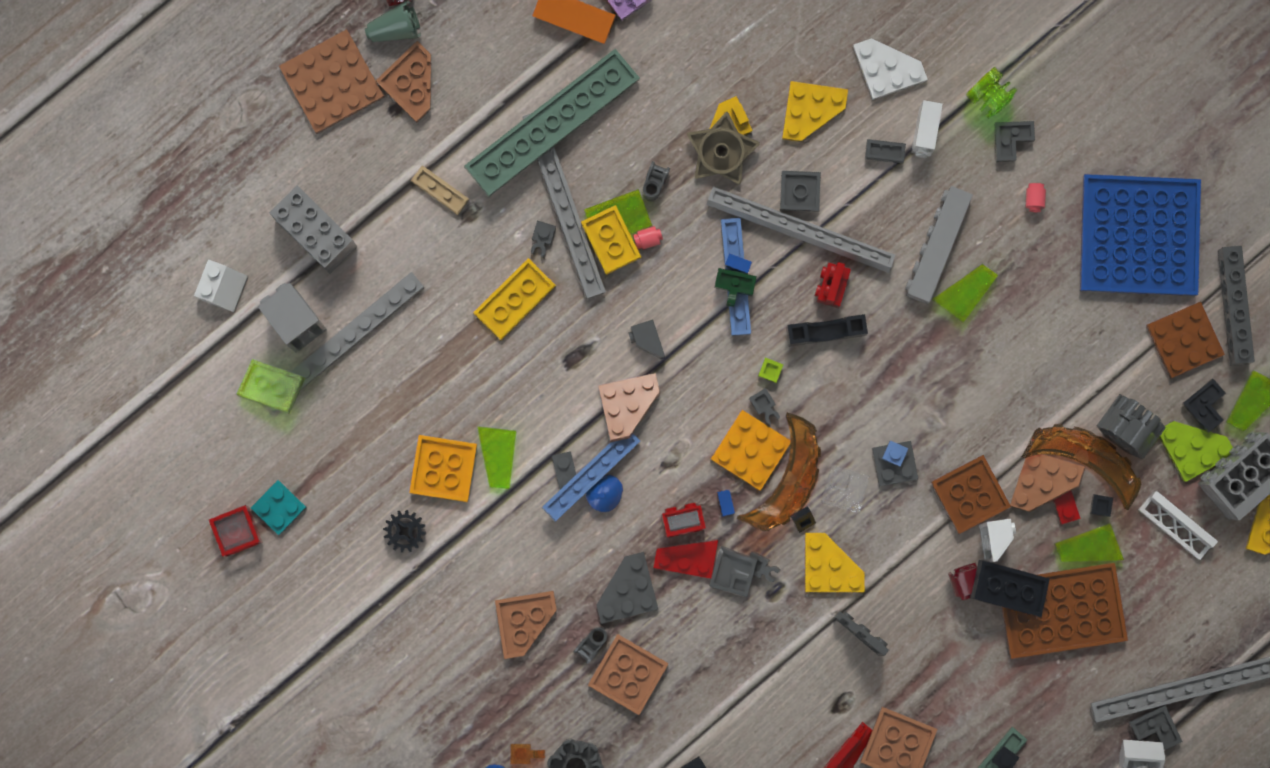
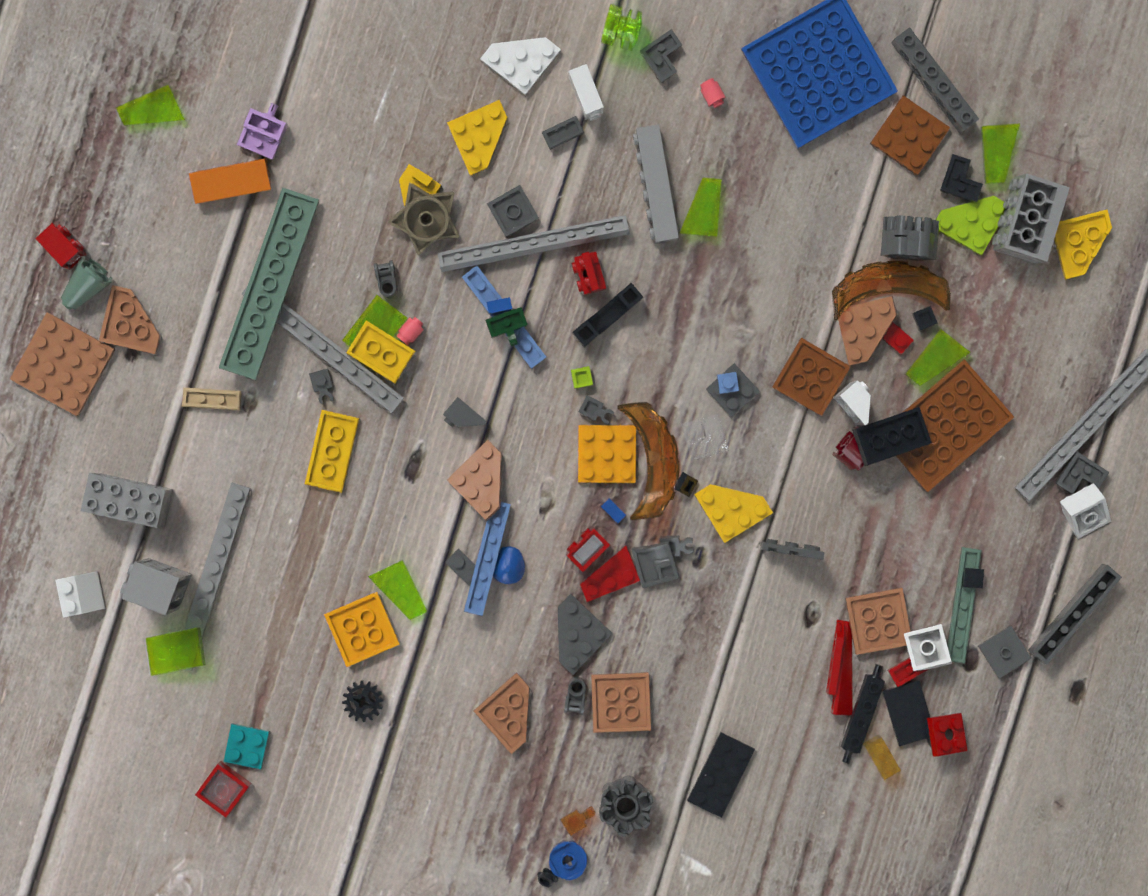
camera: 30 degrees left, 5 degrees up
(1185, 522) = (998, 288): white fence -> none

